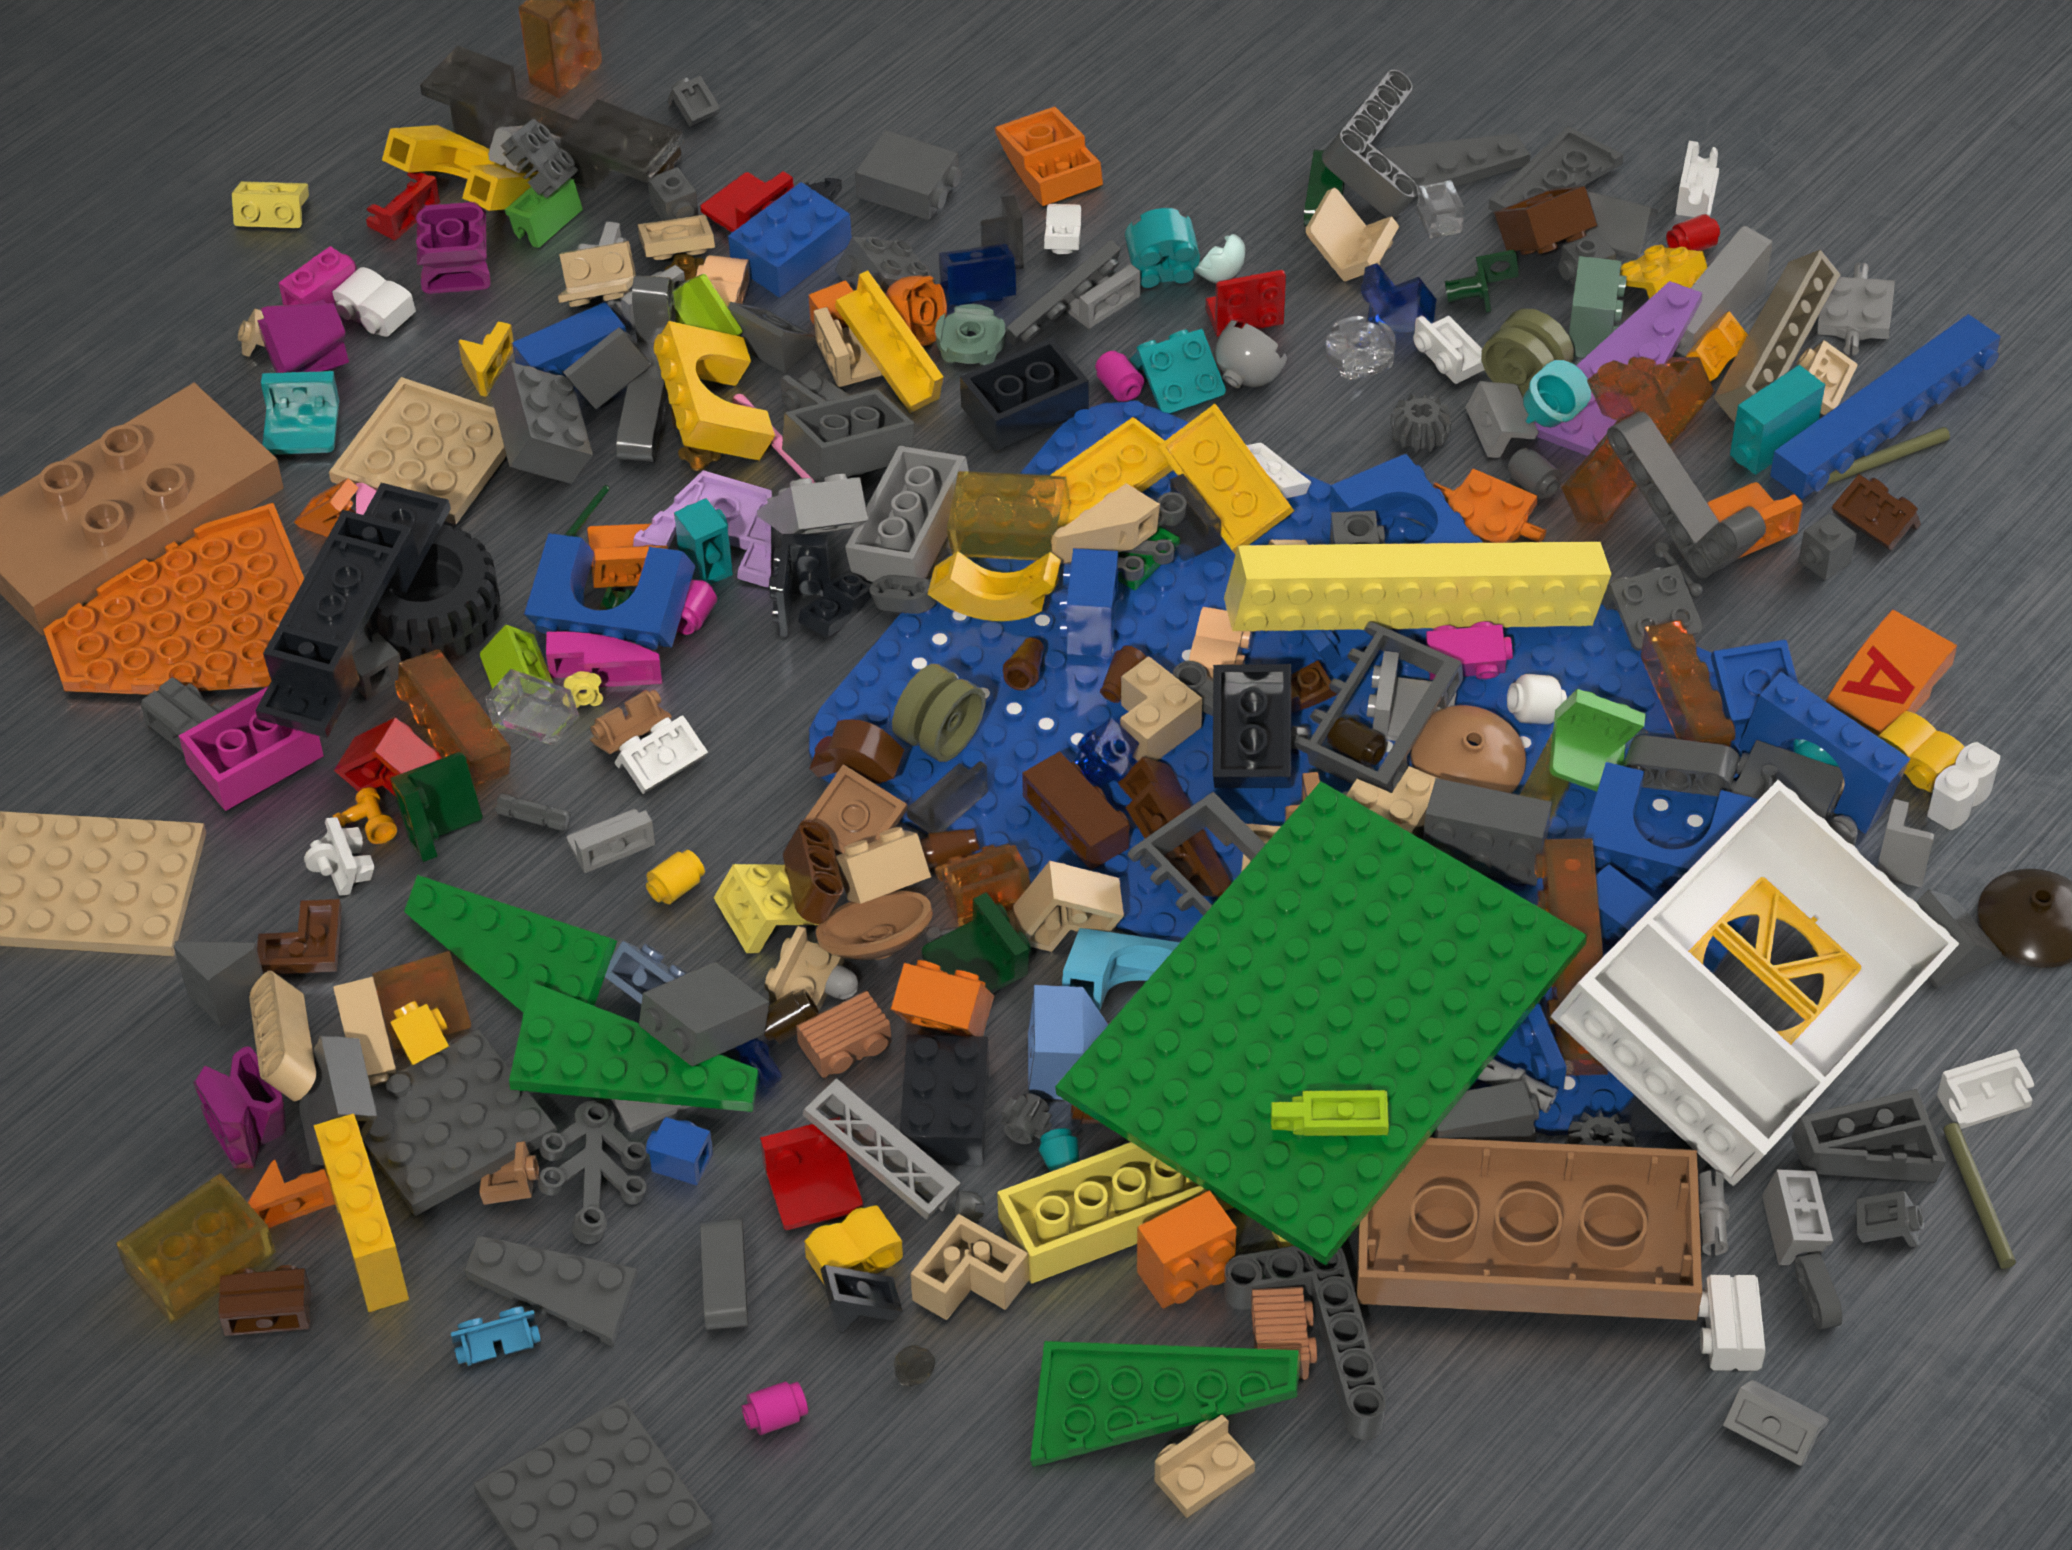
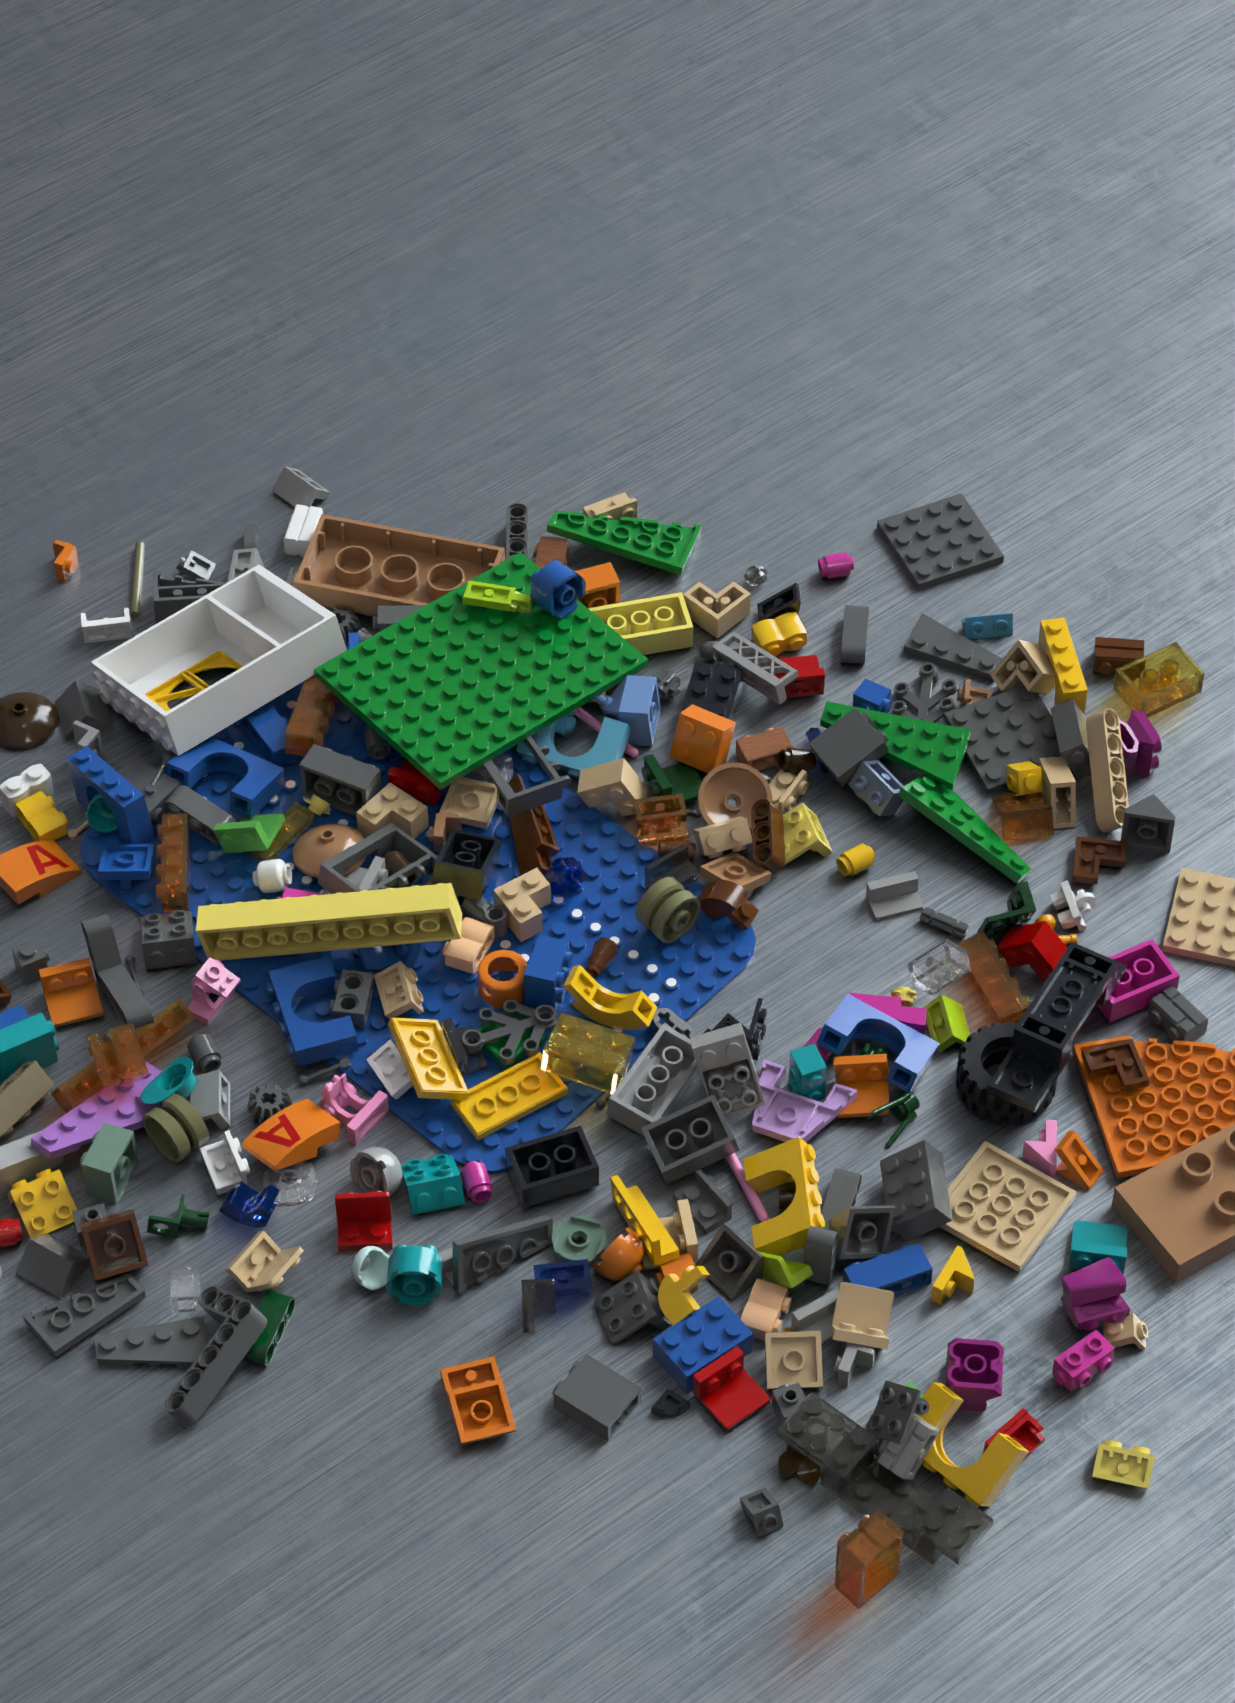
camera: 170 degrees left, 0 degrees up
(255, 617) = (1117, 1057): none -> reddish brown plate
(282, 1202) = (1114, 701): orange slope -> none
(373, 302) = (1038, 1343): white brick -> none
(420, 1208) = (1026, 666): none -> tan brick
(614, 729) = (874, 968): medium nougat hinge -> none
(661, 754) = (857, 946): white bracket -> none
(821, 258) = (675, 1296): none -> yellow brick
(1059, 1148) = (653, 664): teal cone -> none
(1063, 228) = (486, 1318): white bracket -> none
(1076, 810) = (592, 850): reddish brown brick -> none
(1113, 524) = (522, 1012): tan slope -> none
(1121, 662) = (530, 938): reddish brown cone -> none
(1162, 624) = (501, 990): none -> orange piece
(1231, 1126) = (557, 589): none -> blue brick
(1294, 428) = (340, 1095): none -> bright pink tile
(1374, 377) = (292, 1135): none -> orange slope
(1493, 508) = (247, 1035): orange plate -> none
(1554, 514) = (211, 979): none -> bright pink tile
(1719, 344) = (40, 1123): light orange slope -> none

